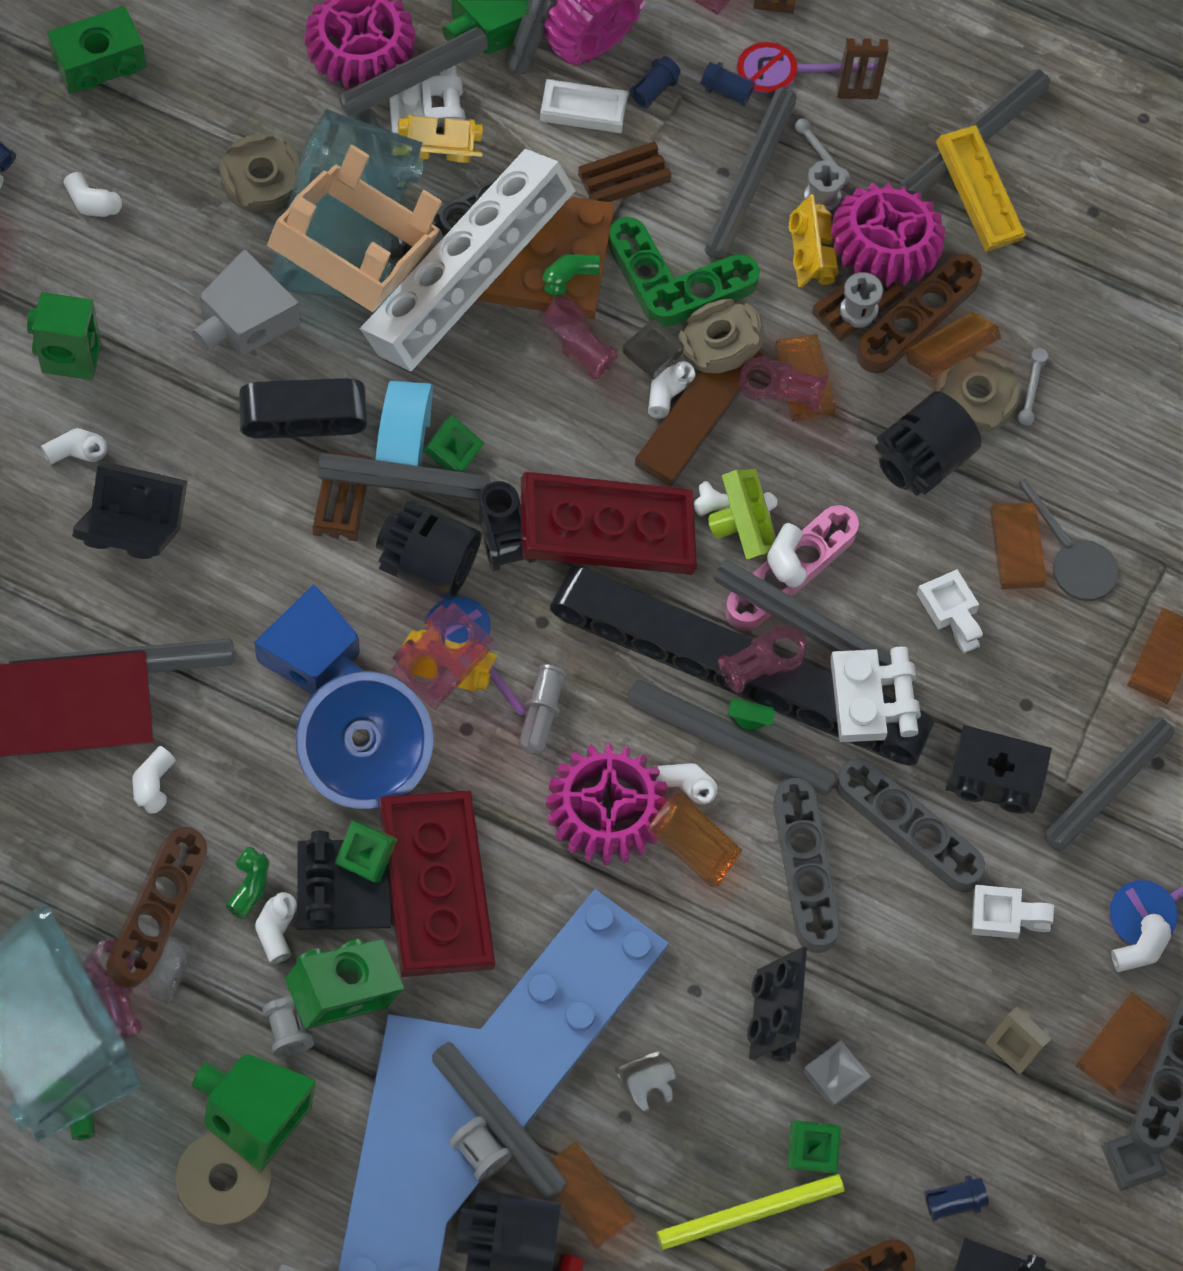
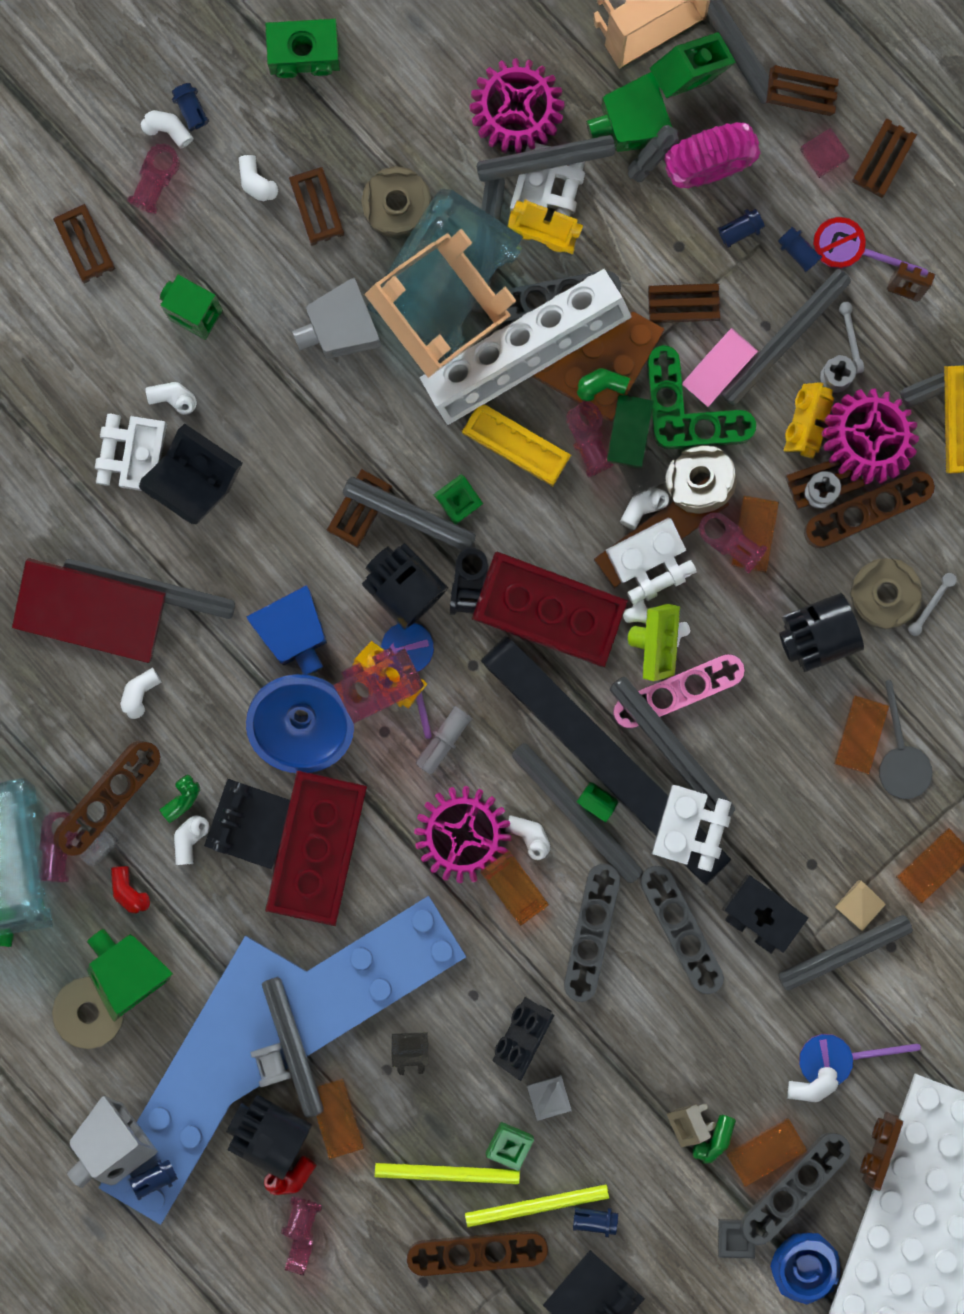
camera: 30 degrees right, 20 degrees up
(59, 507) = (141, 452): none -> white plate
(190, 227) = (325, 234): none -> reddish brown tile
(221, 1019) = (125, 894): none -> red arm
(287, 1028) = (170, 919): light grey bush -> none
(302, 408) = (354, 426): black beam -> none
(326, 999) = (239, 909): green brick -> none
(366, 851) = (271, 810): green tile -> none
(404, 422) = (426, 467): medium azure slope -> none
(497, 369) = (516, 444): none -> yellow plate
(583, 106) = (676, 228): white tile -> none
(622, 309) = (630, 431): none -> dark green slope
(692, 223) = (720, 367): none -> bright pink slope
(692, 425) = (646, 550): none -> white plate
(761, 658) = (620, 768): clear pink connector -> none
(783, 558) = (670, 688): white arm -> none
(876, 1210) = (536, 1205): none -> neon yellow bar
(952, 344) = (882, 548): clear orange tile -> none
(952, 604) = (786, 766): white plate -> none
(1001, 913) = (719, 1024): white plate -> none
(1062, 1052) = (719, 1143): none -> green arm
(1102, 725) = (860, 905): none -> tan slope

